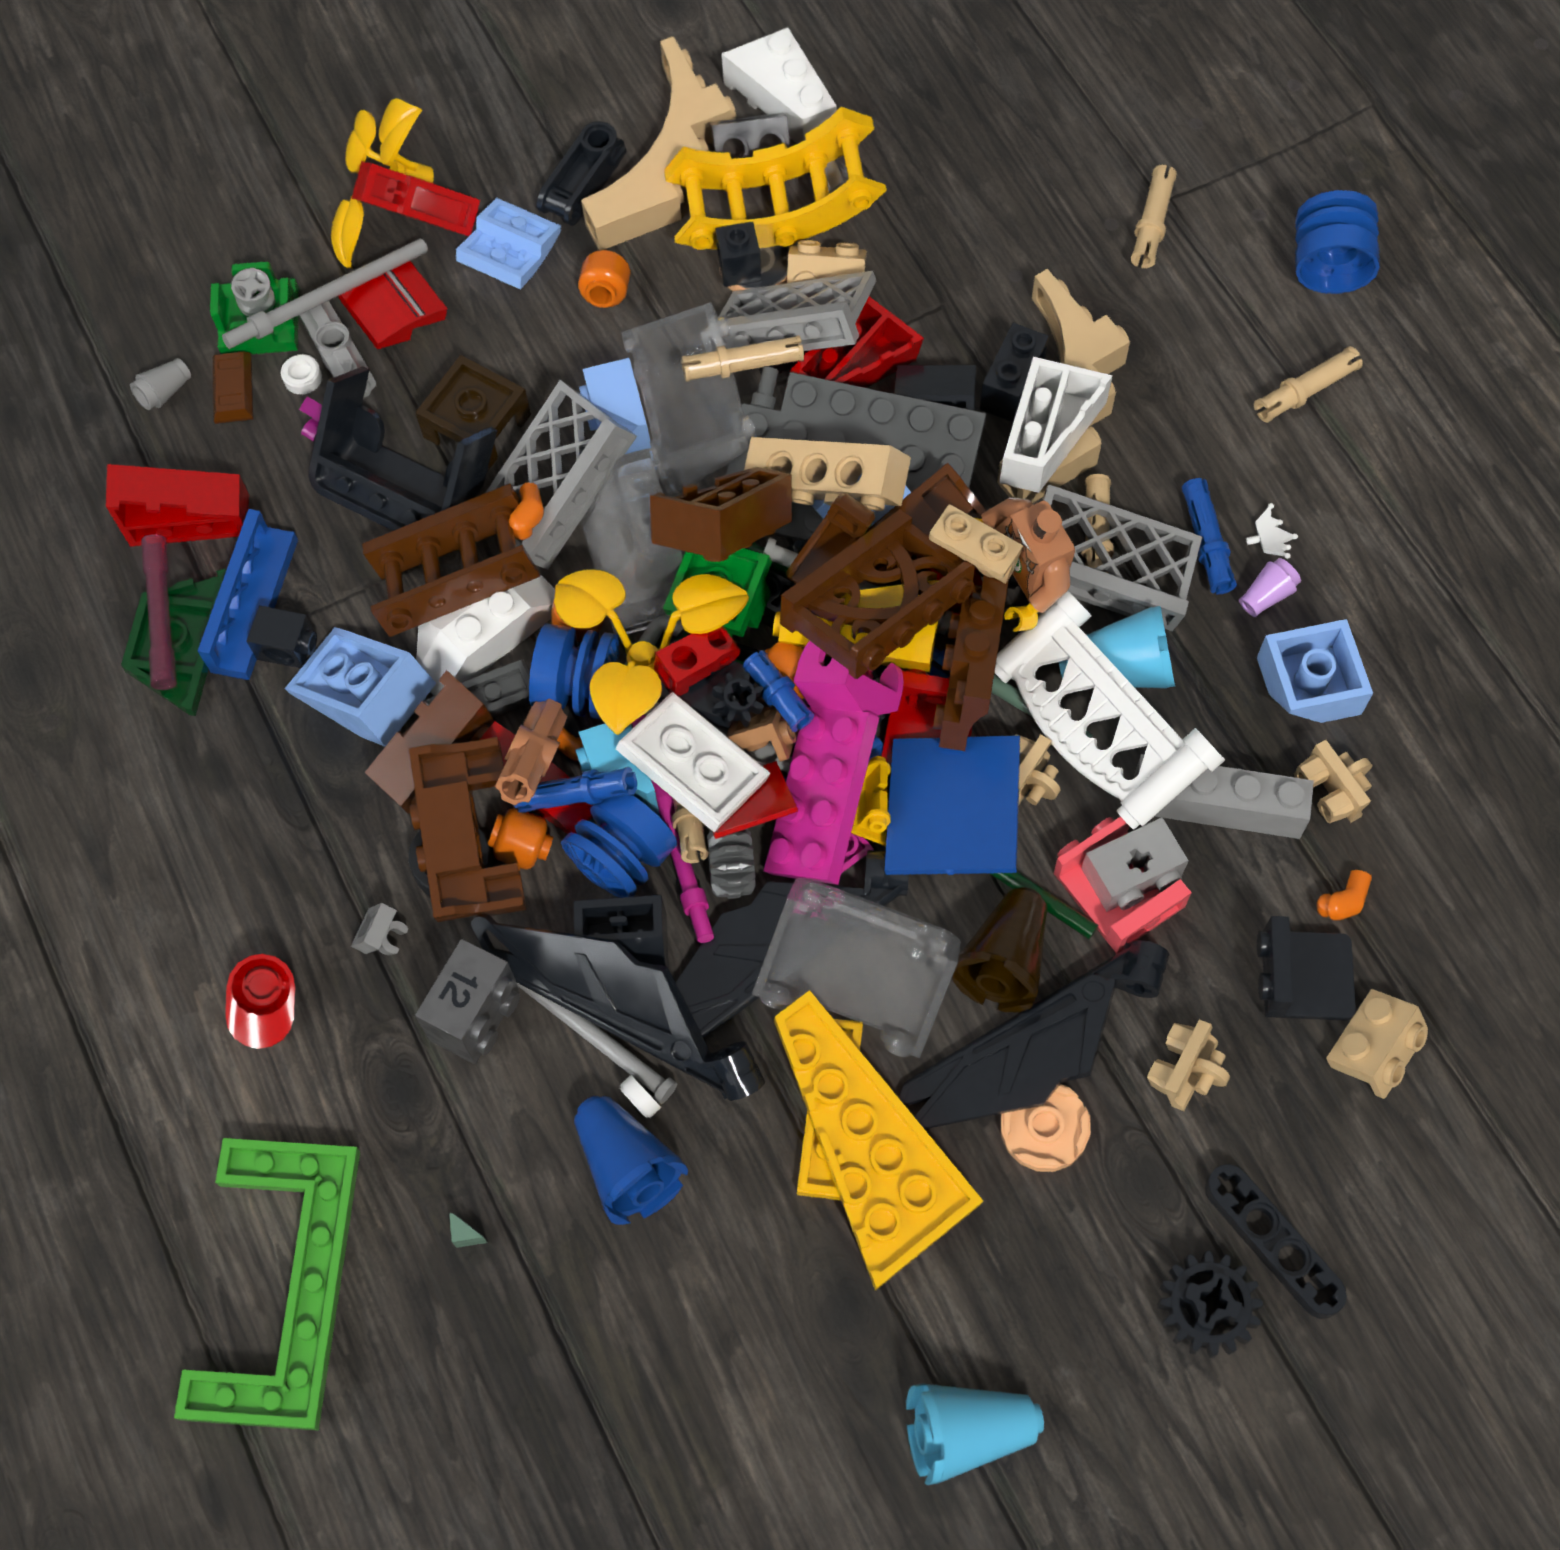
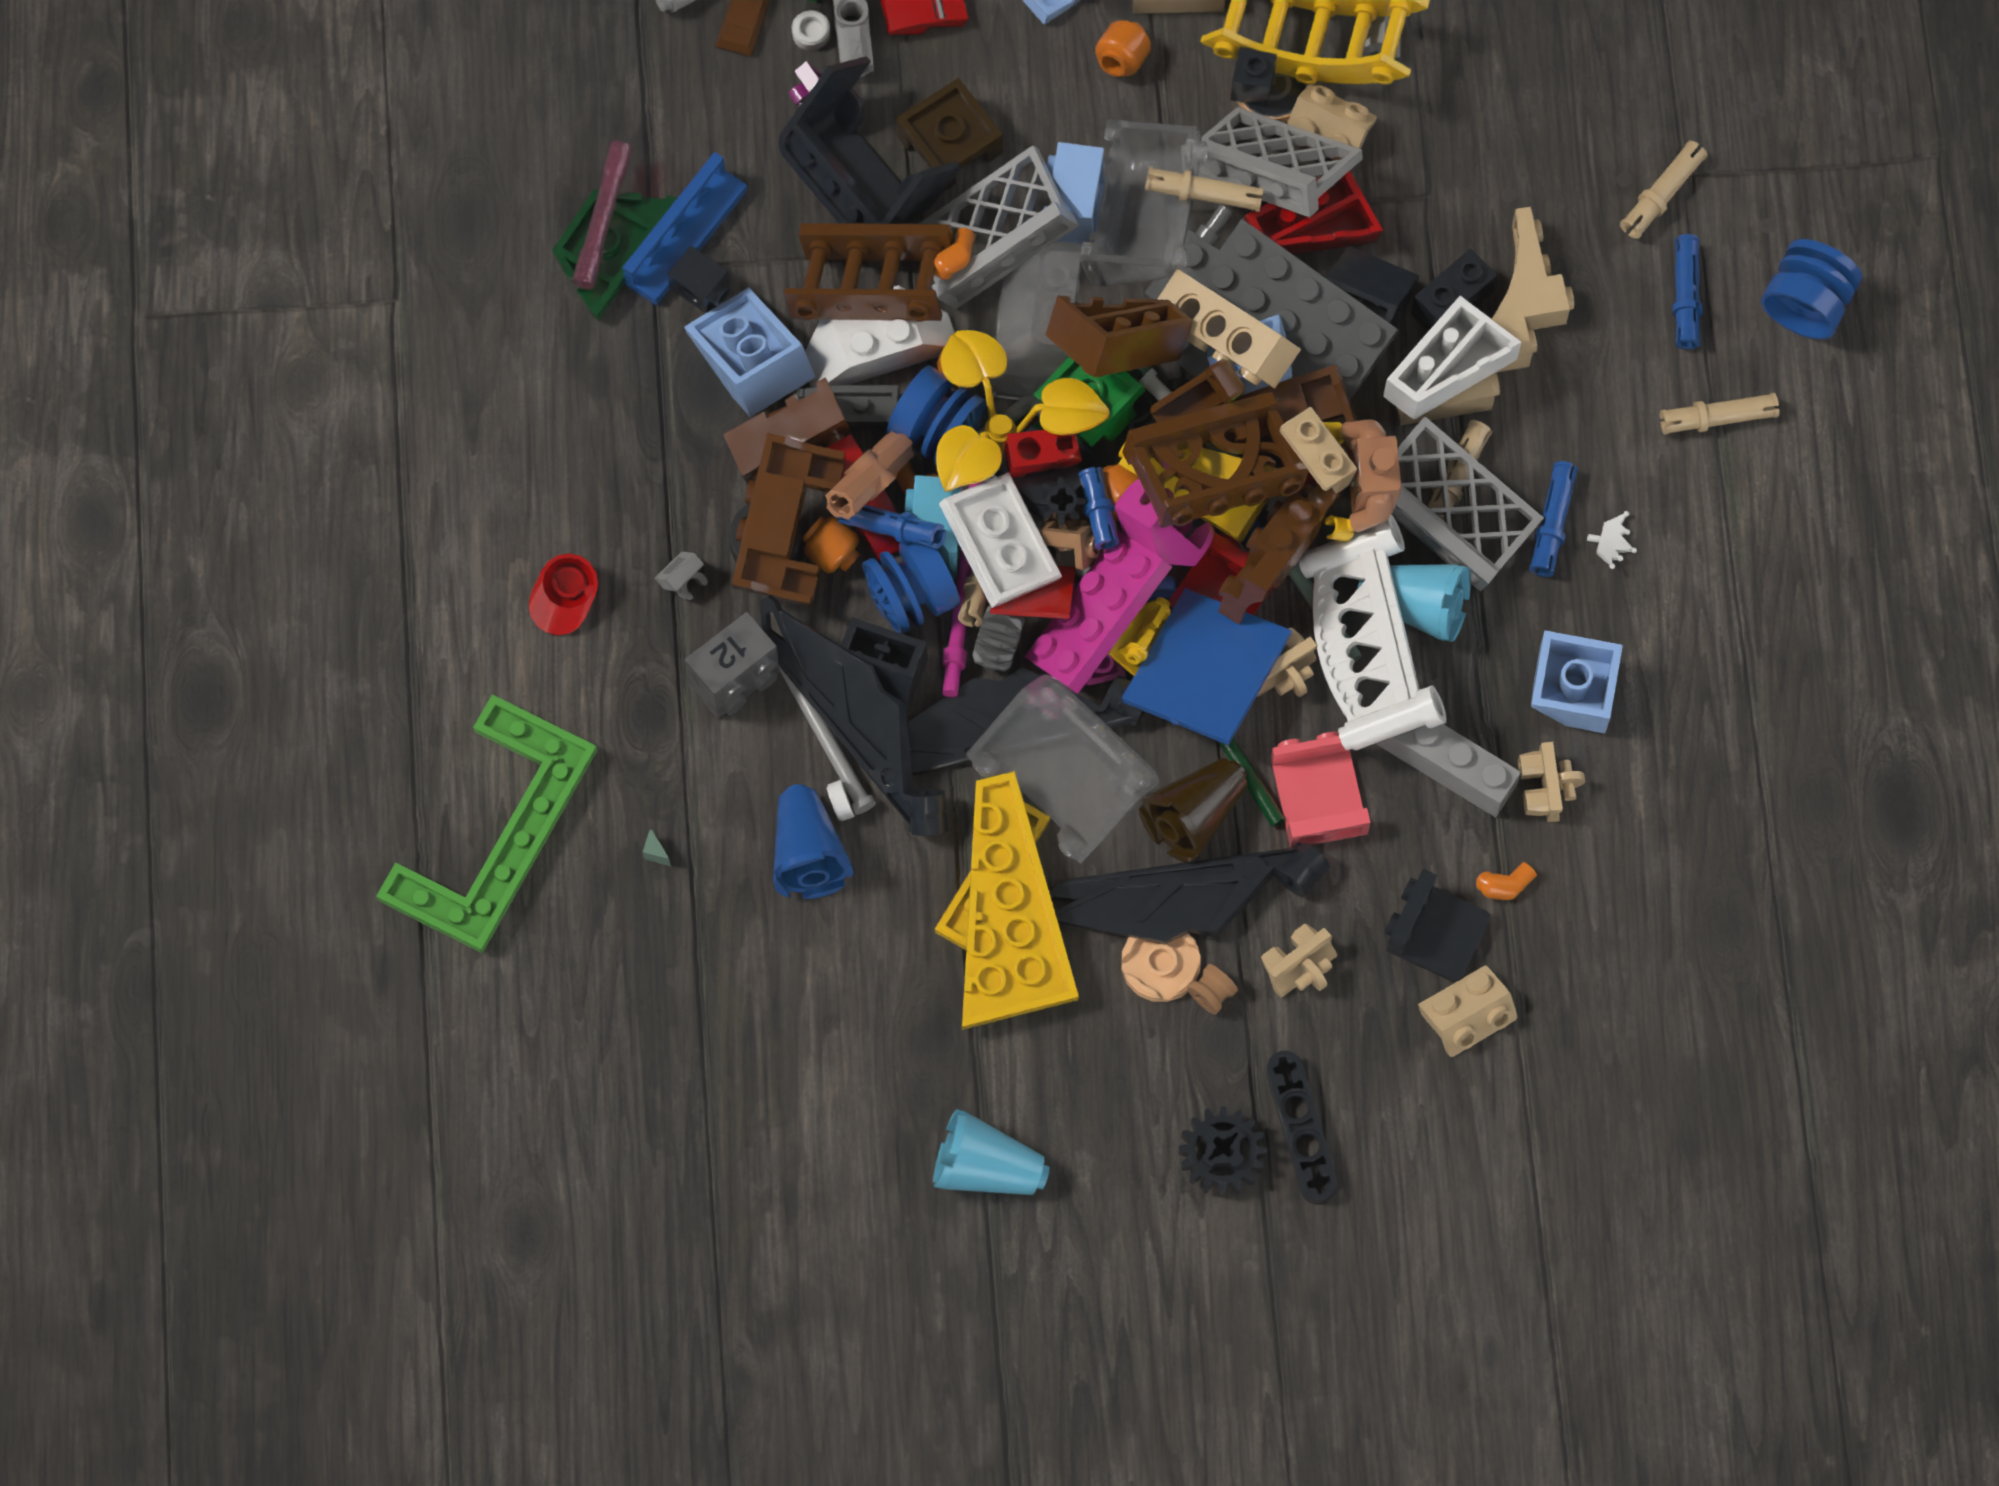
camera: 20 degrees right, 5 degrees up
(175, 503) = (654, 119): red wedge -> none
(1114, 1132) = (1212, 989): none -> medium nougat wheel
(1146, 847) = (1355, 771): light grey brick -> none
(1228, 303) = (1687, 281): none -> blue pin
(1271, 586) = (1582, 588): lavender cone -> none

